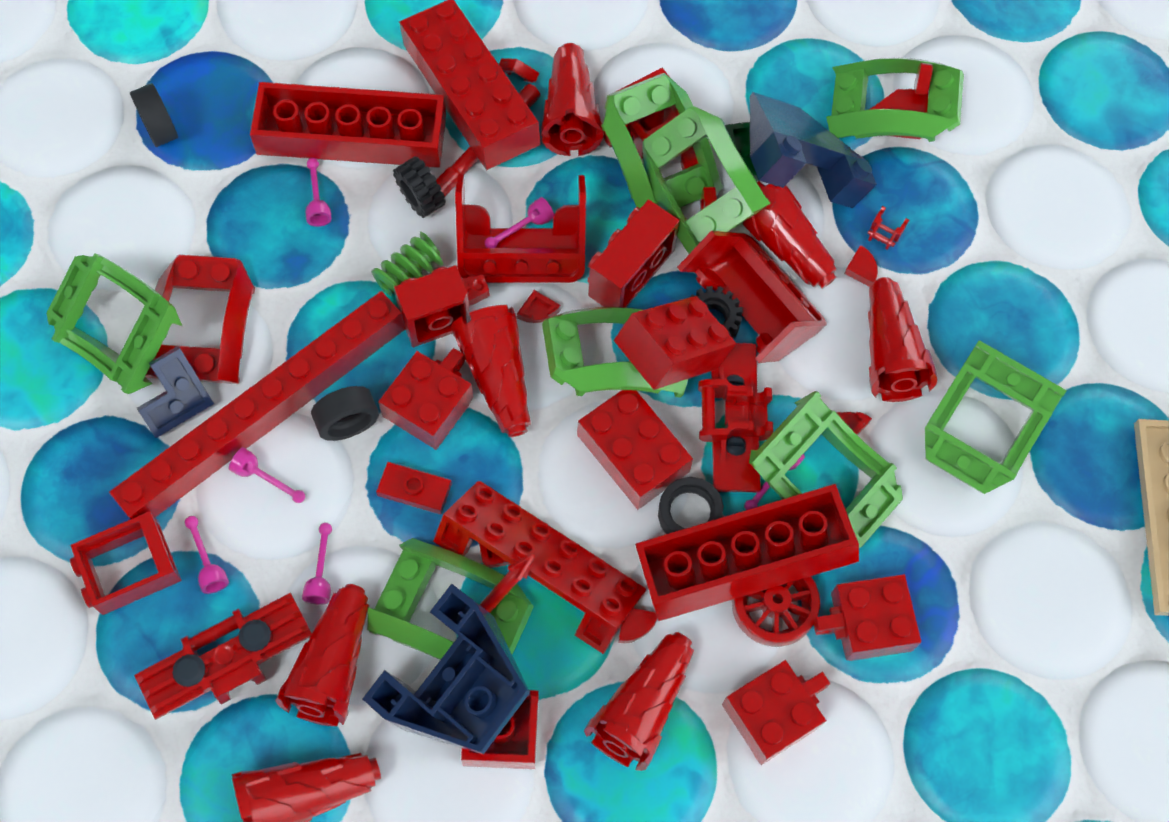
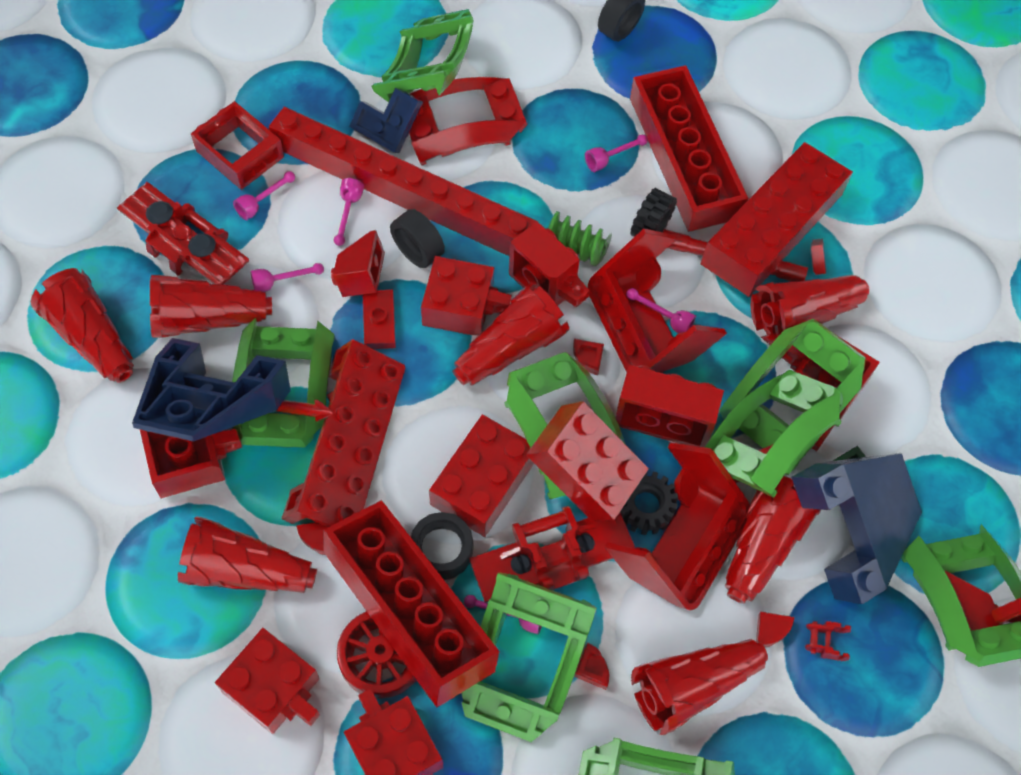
camera: 70 degrees right, 5 degrees down
(350, 484) = (359, 266): none -> red slope

